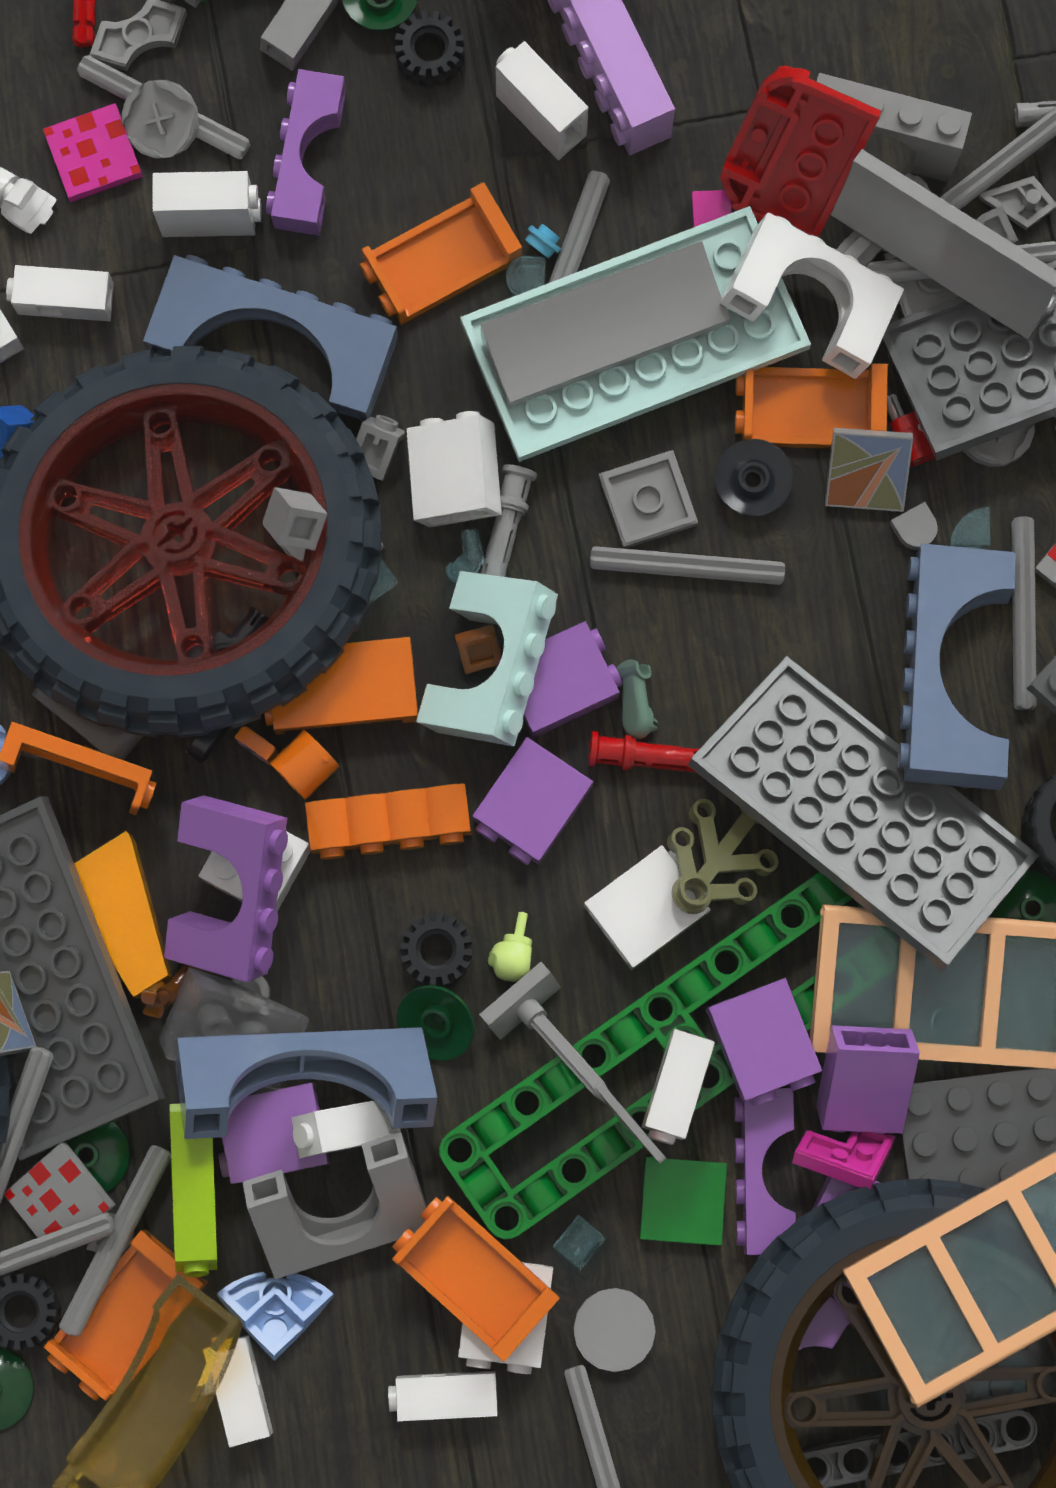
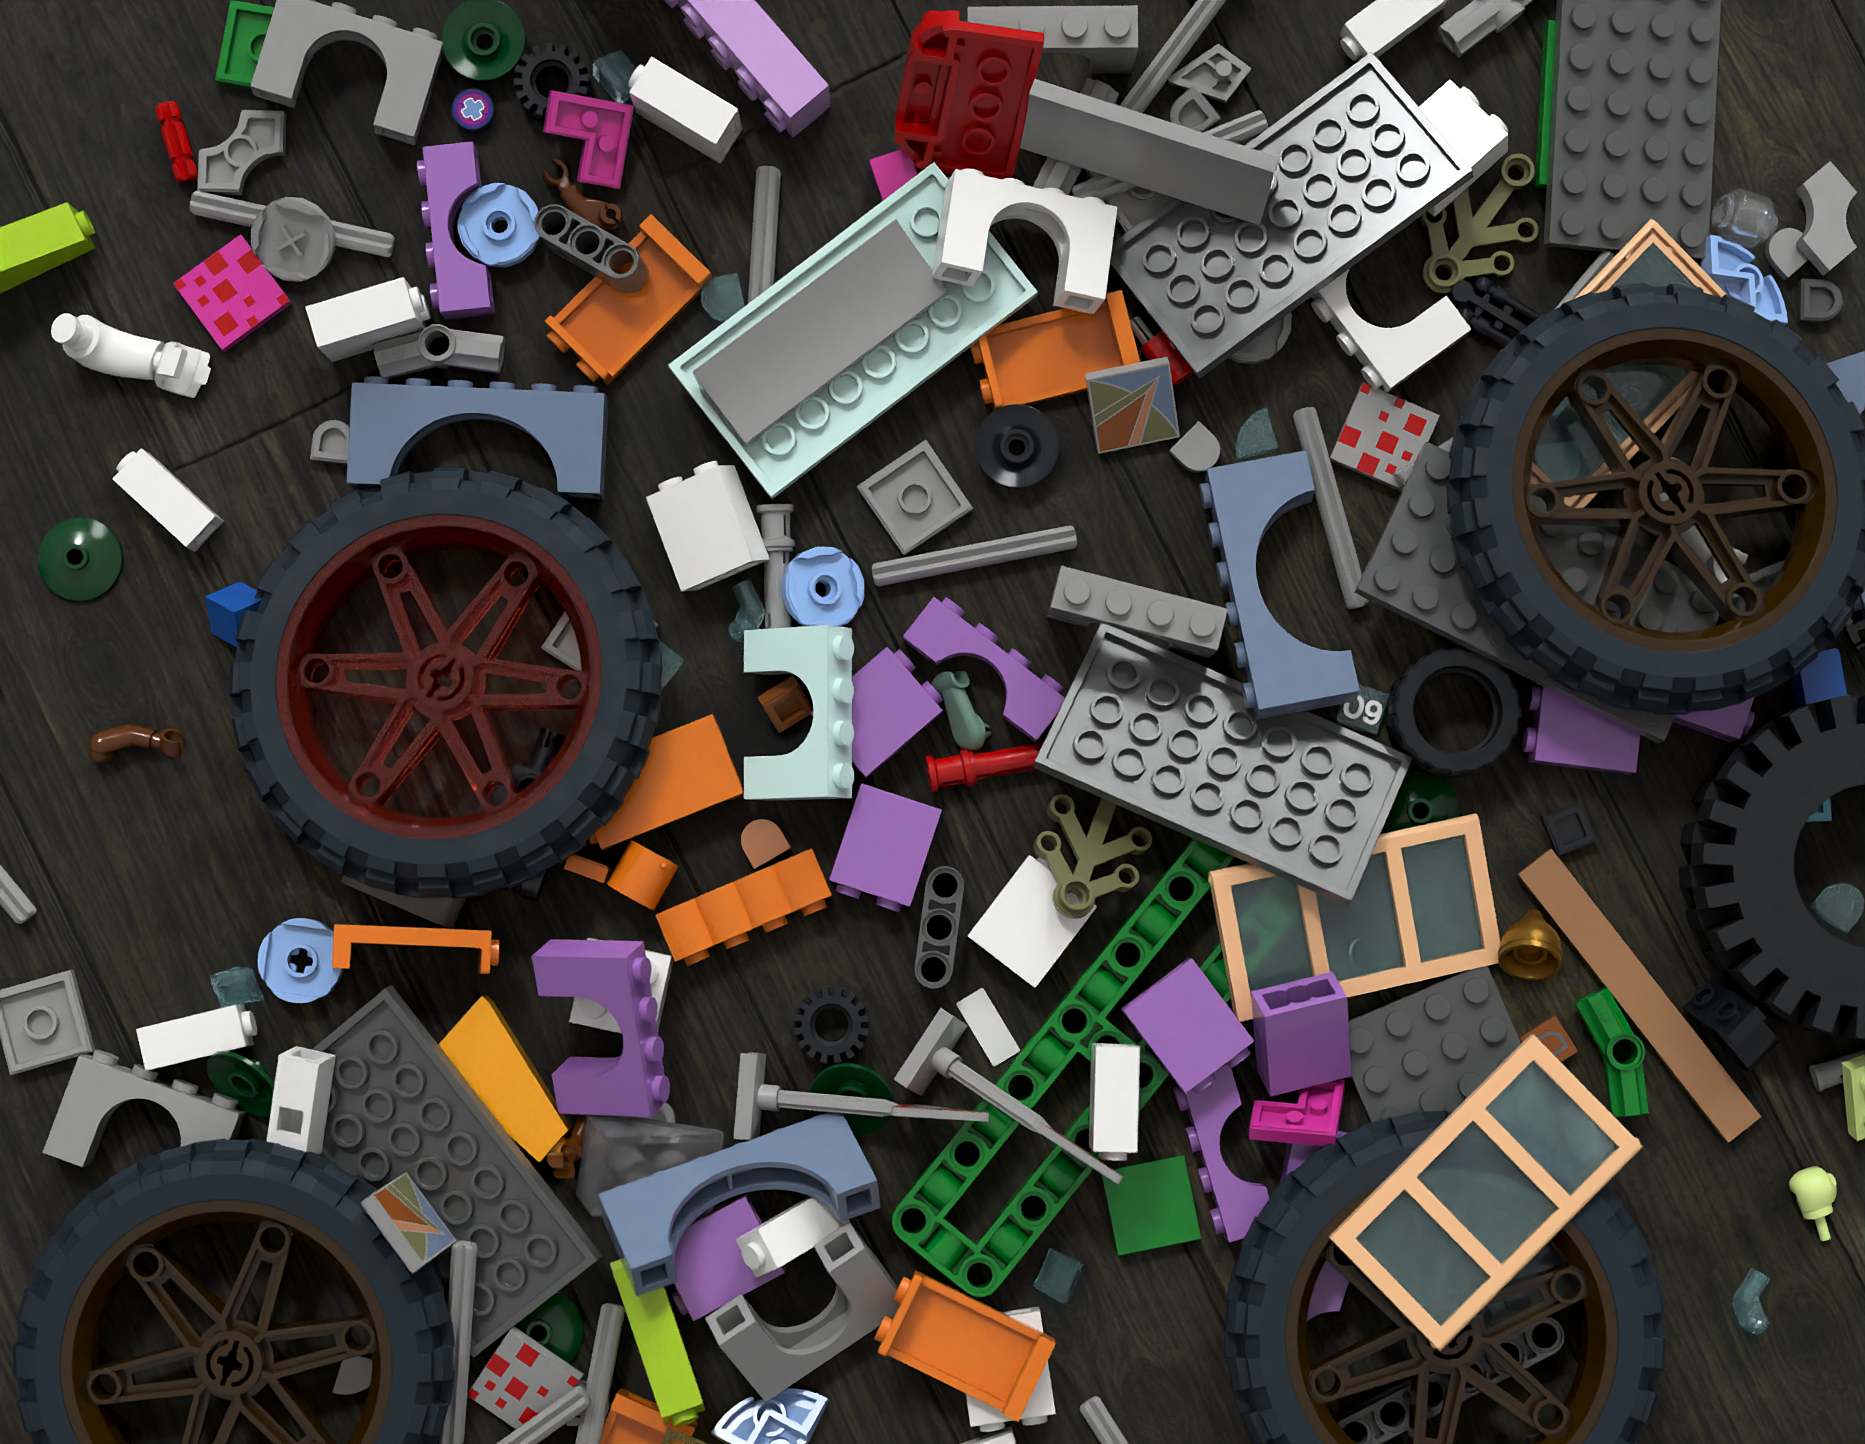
camera: 20 degrees left, 5 degrees up
(61, 293) = (245, 453): white brick -> none
(139, 306) = (331, 443): none -> light grey tile
(283, 257) = (466, 351): none -> light grey piece
(294, 518) = (561, 633): light grey panel -> none
(343, 139) = (483, 210): none -> light blue plate
(348, 995) = (756, 1096): none -> light grey piece
(353, 54) = (473, 110): none -> tile
(379, 442) = (621, 519): light grey bracket -> none
(422, 767) = (763, 842): none -> nougat tile
(426, 213) = (580, 234): none -> dark grey beam
(428, 167) = (597, 212): none -> reddish brown arm
(462, 97) = (602, 127): none -> dark pink tile
(484, 54) = (614, 73): none -> clear light blue slope
(512, 955) = (910, 1007): yellowish green piece -> none
(543, 240) = (729, 256): medium azure plate -> none
(554, 540) = (842, 583): none -> light blue plate
(566, 870) = (947, 907): none -> dark grey beam
(579, 995) = (988, 1027): none -> white sticker
(614, 1329) = (1117, 1352): light grey tile -> none
(639, 627) = (943, 634): none -> medium lavender arch
(784, 626) = (1182, 622): none -> light grey arch
(1004, 804) = (1365, 712): none -> clear light blue tile

